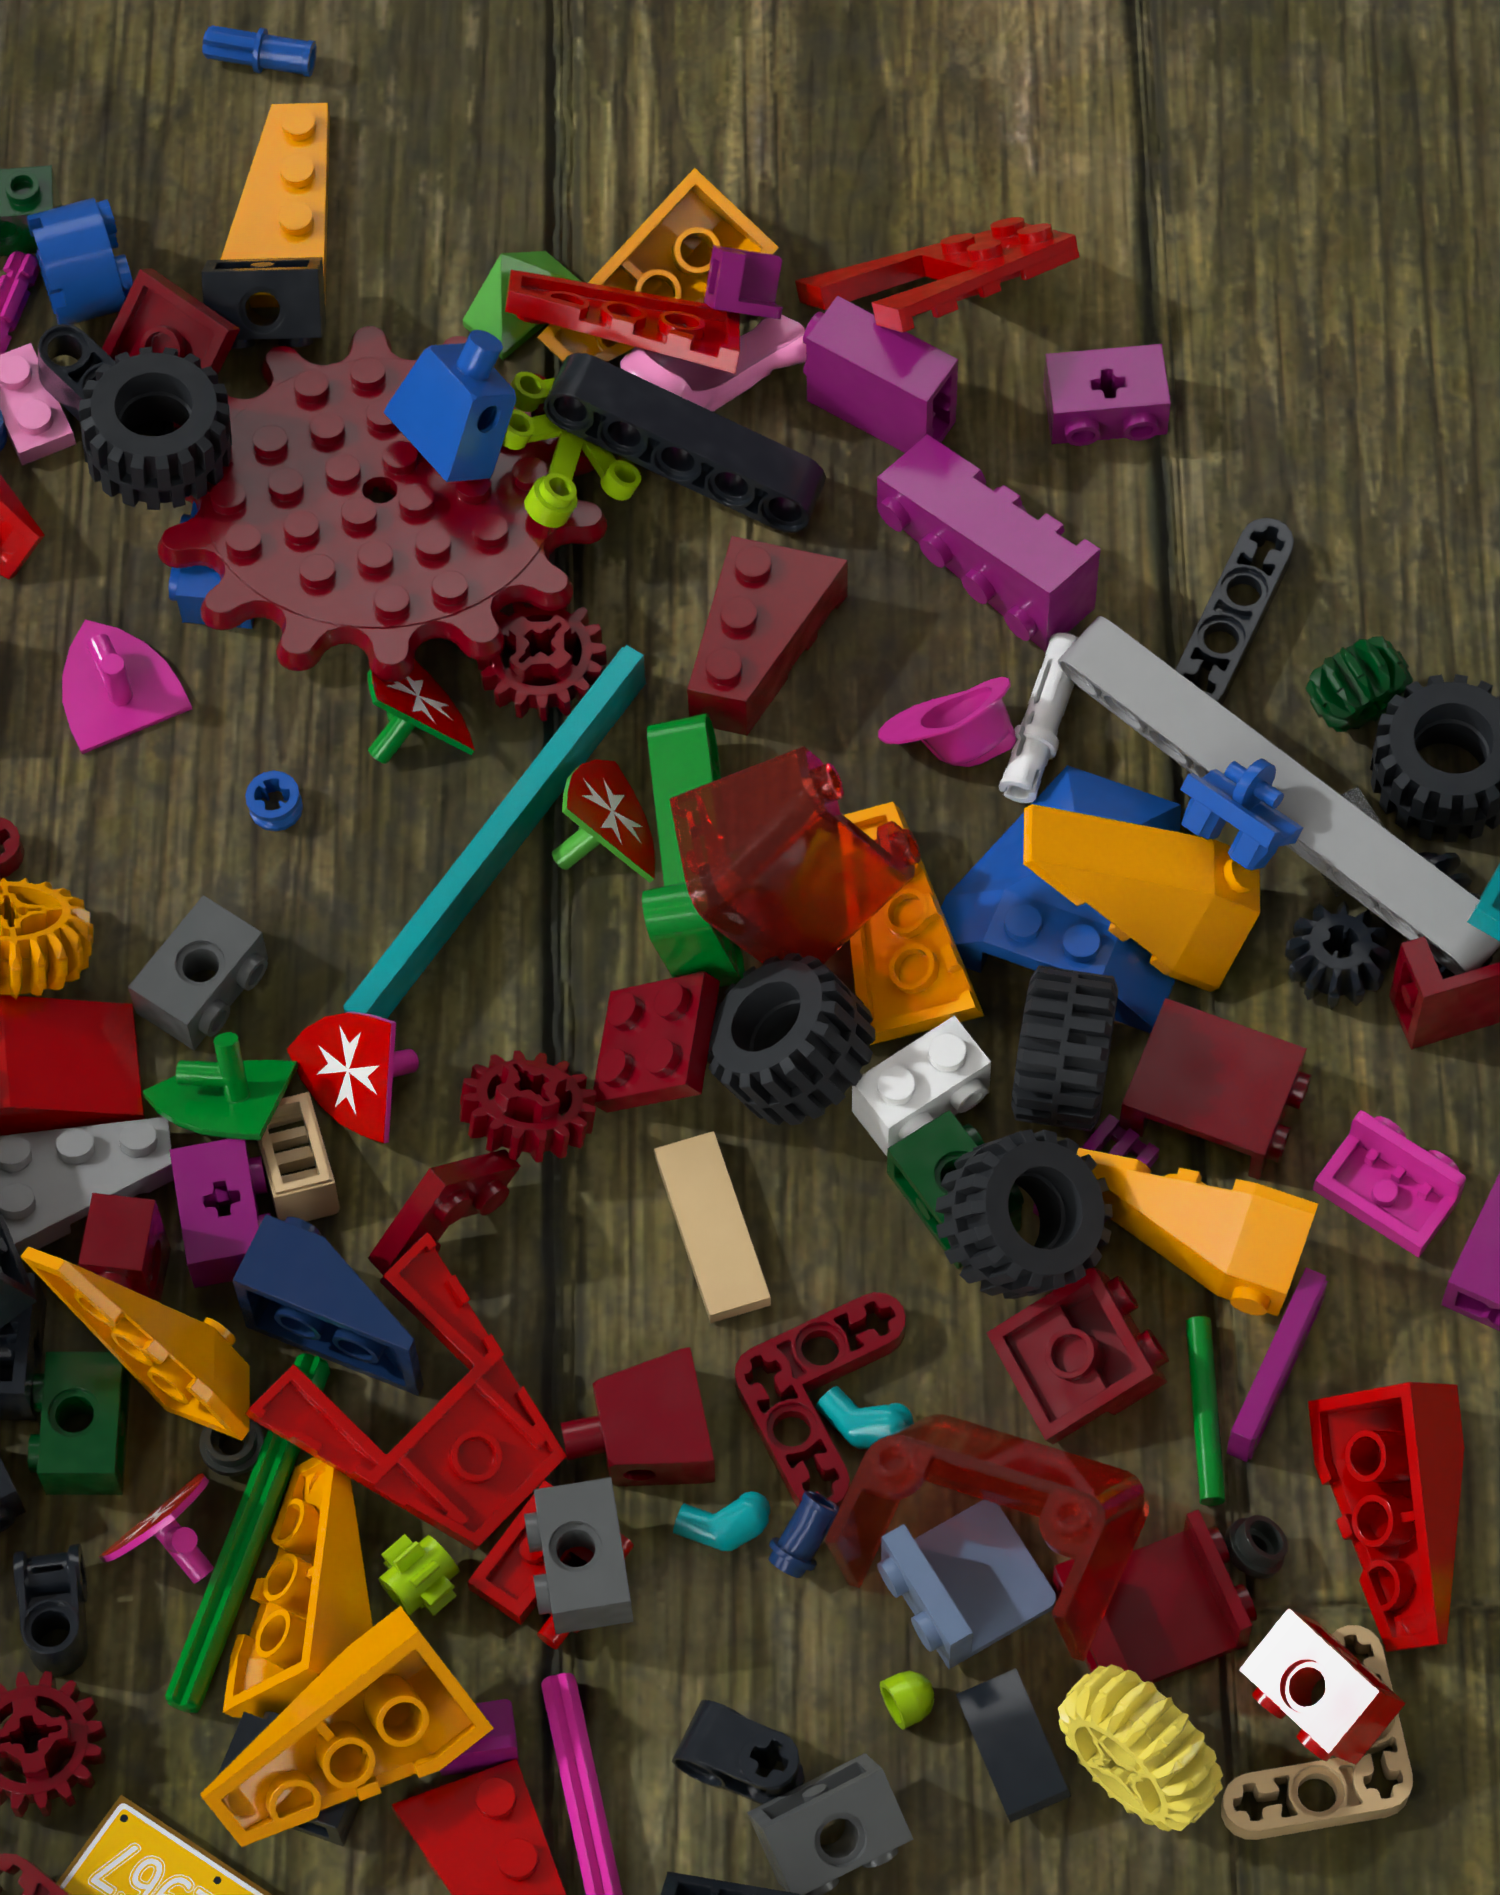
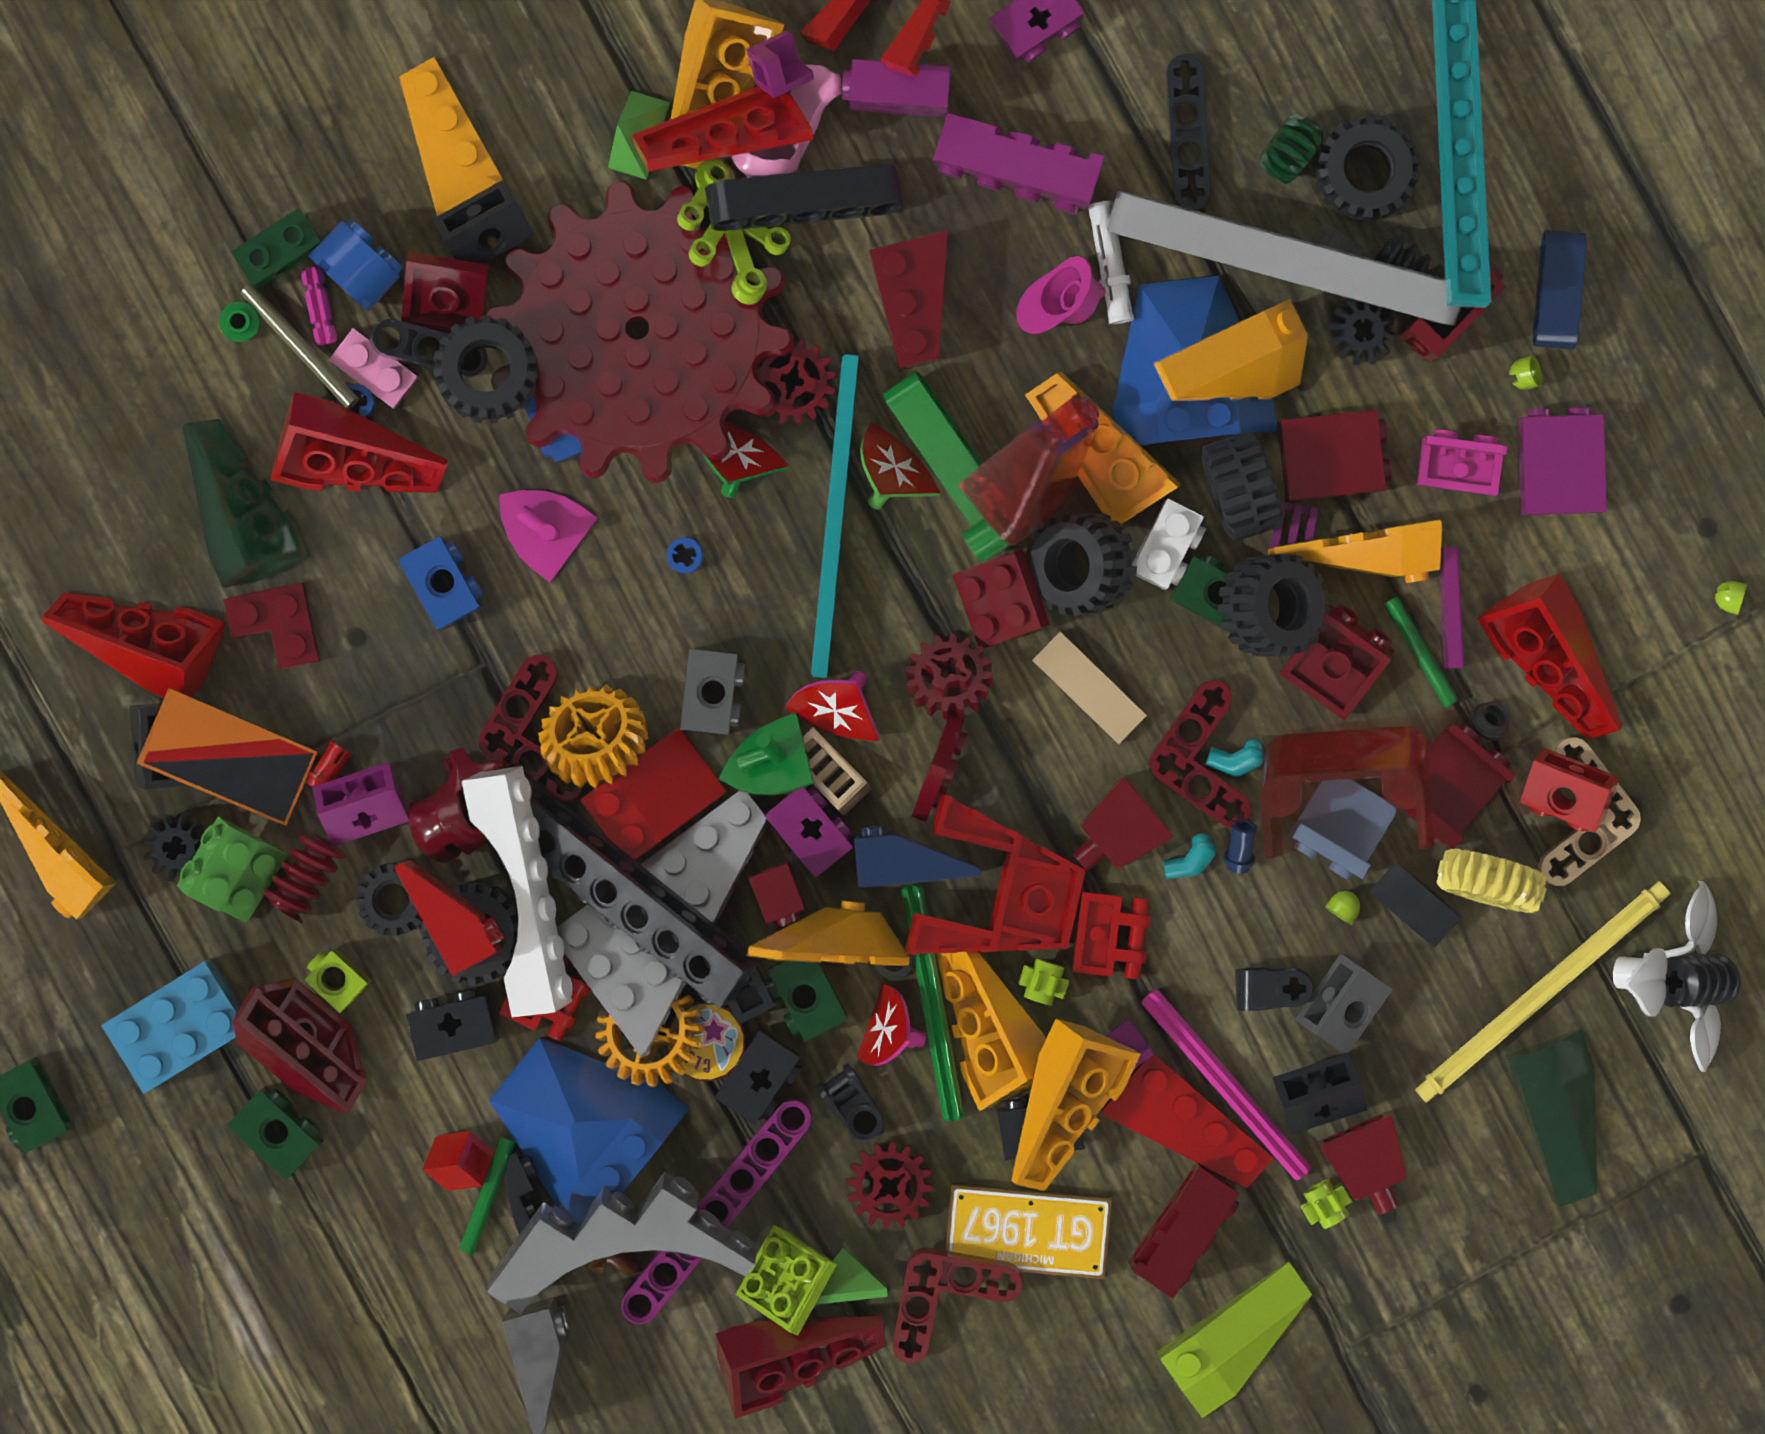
camera: 25 degrees left, 25 degrees up
(260, 50) = (365, 39): blue axle -> none
(456, 407) = (663, 263): blue torso -> none
(579, 1517) = (1154, 942): dark grey brick -> none
(1246, 802) = (1276, 290): blue hips -> none

